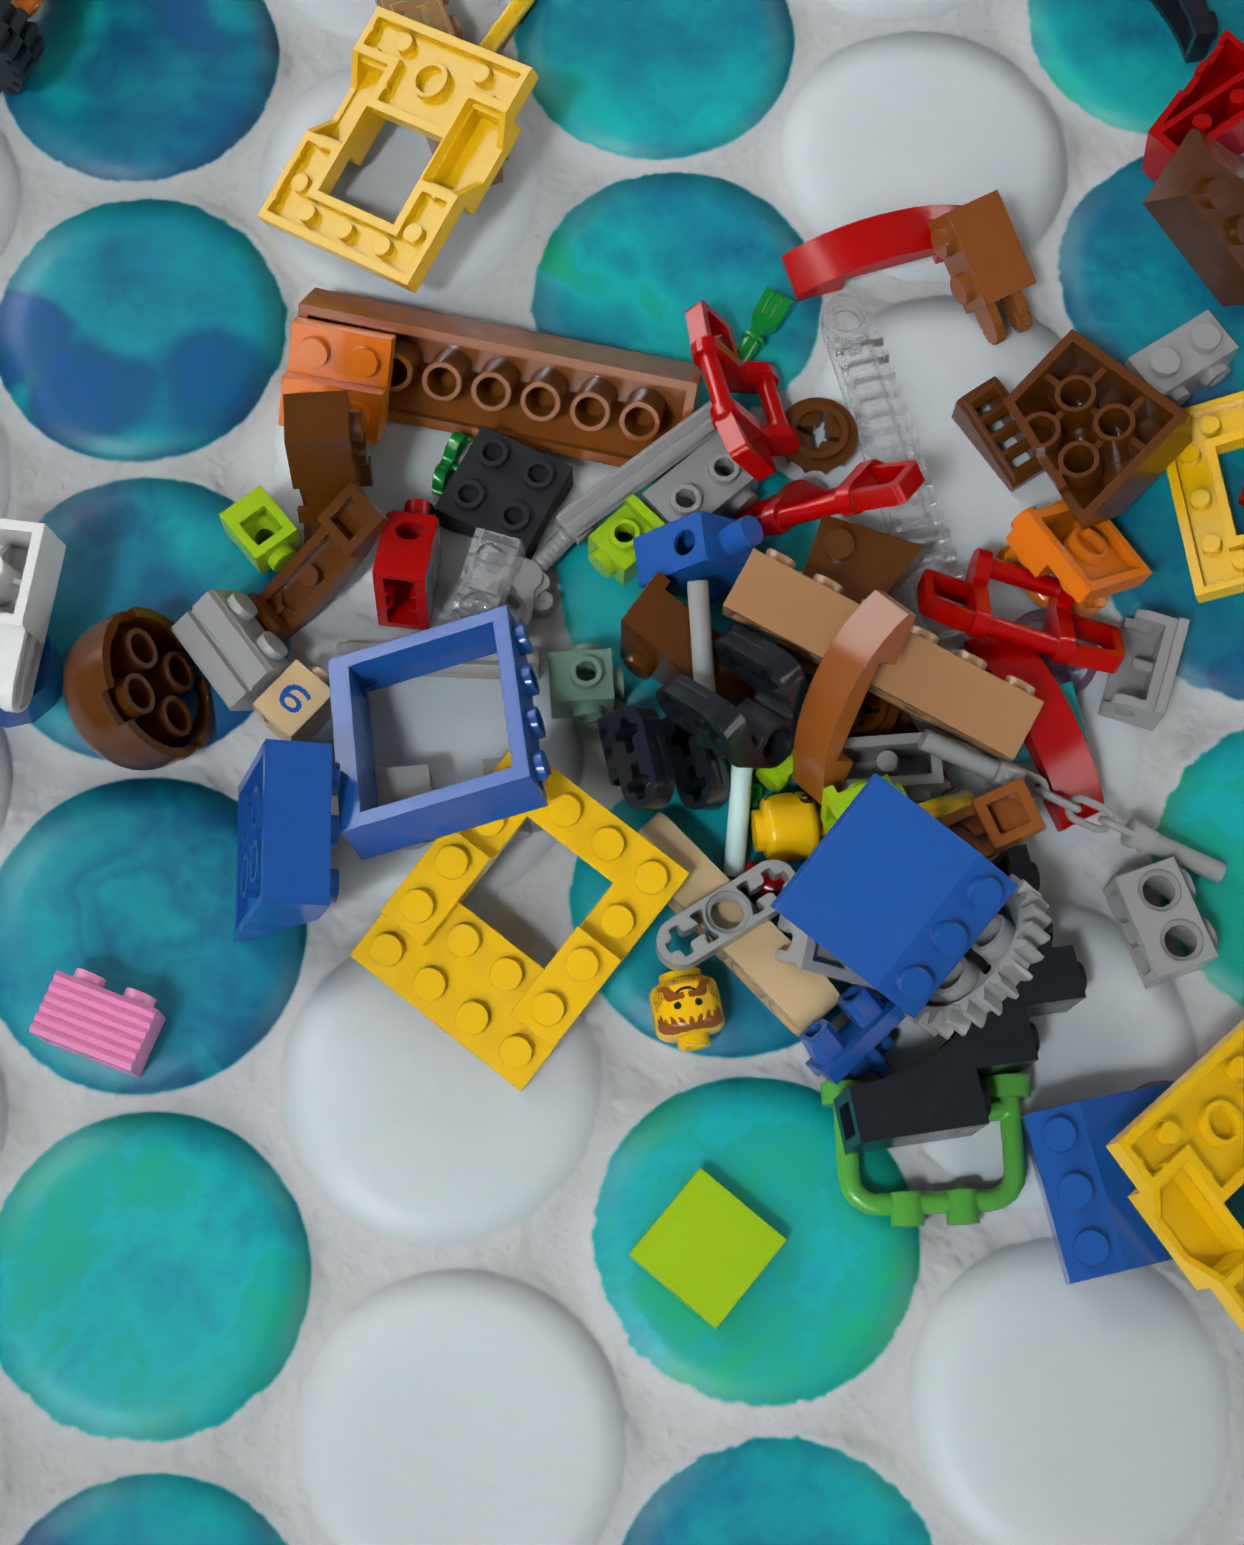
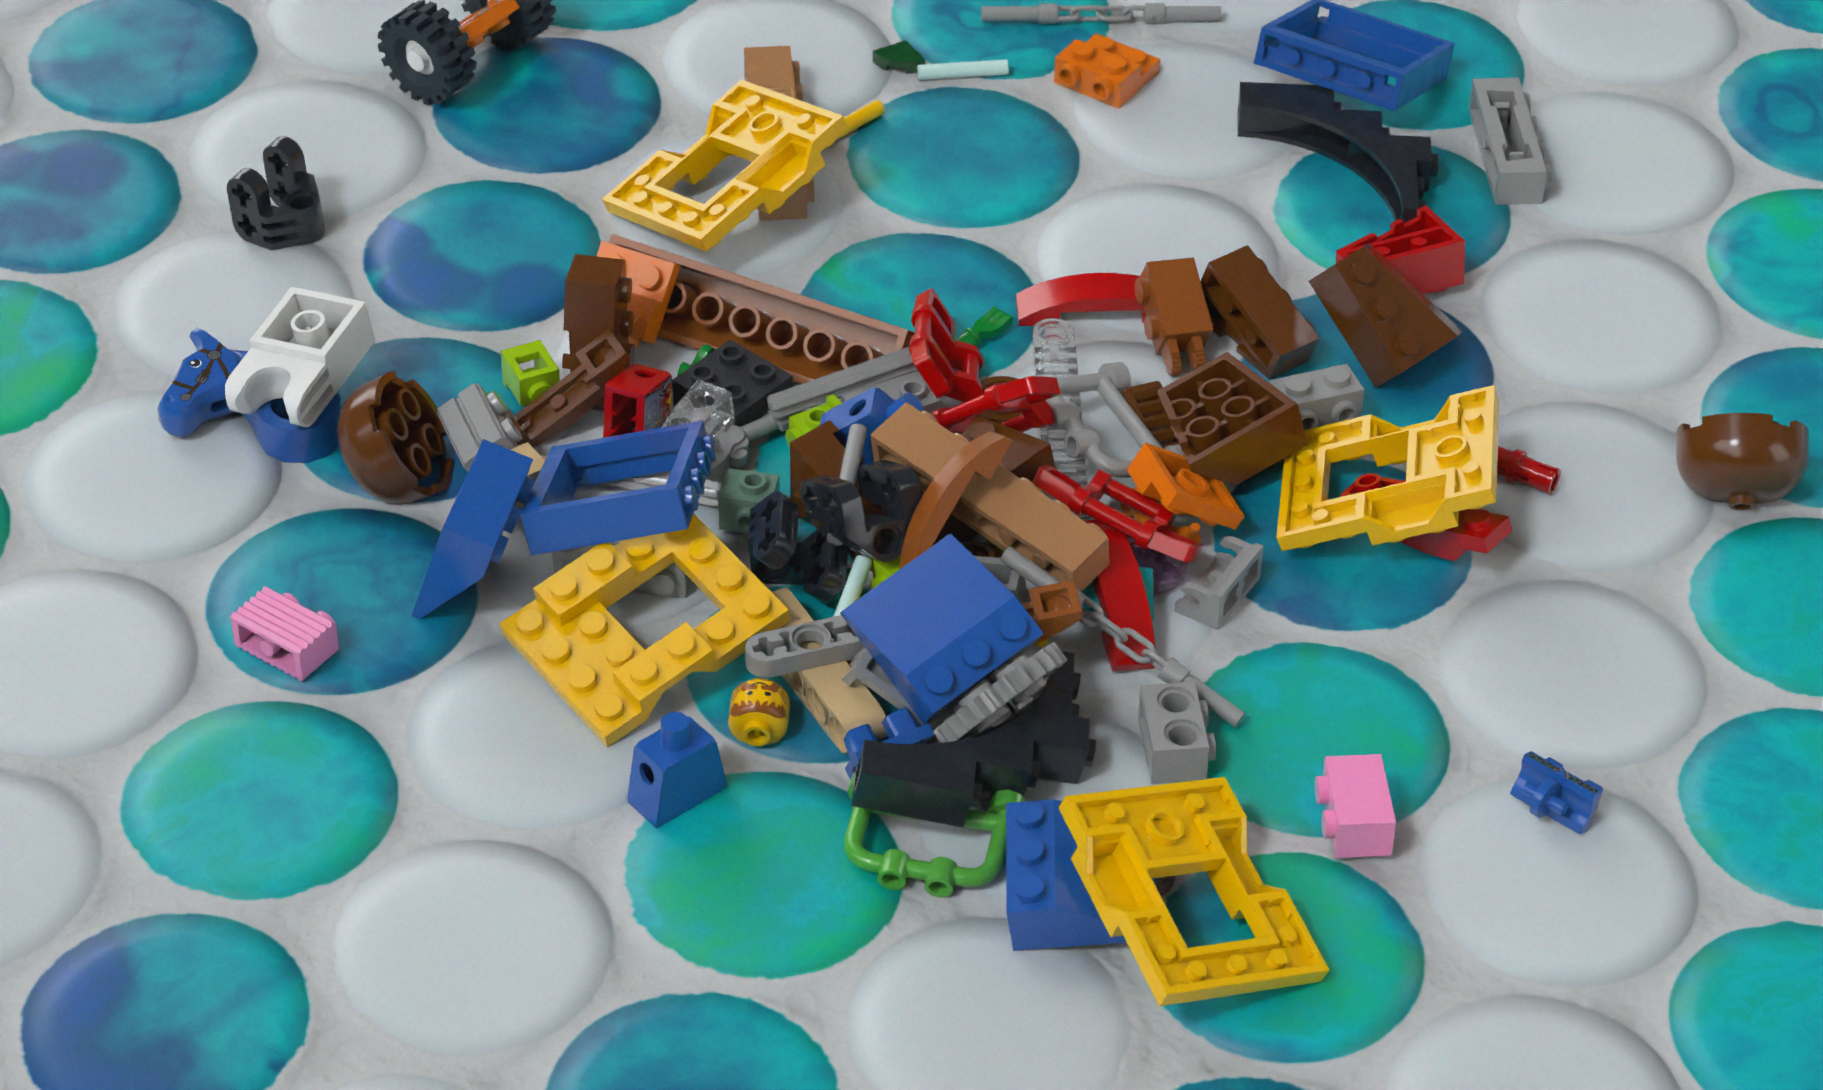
camera: 15 degrees right, 30 degrees down
(621, 1140) = (674, 770): none -> blue torso
(707, 1248) = (719, 863): lime tile -> none
(944, 504) = (1086, 443): none -> light grey bar
(1079, 242) = (1256, 313): none -> reddish brown wedge

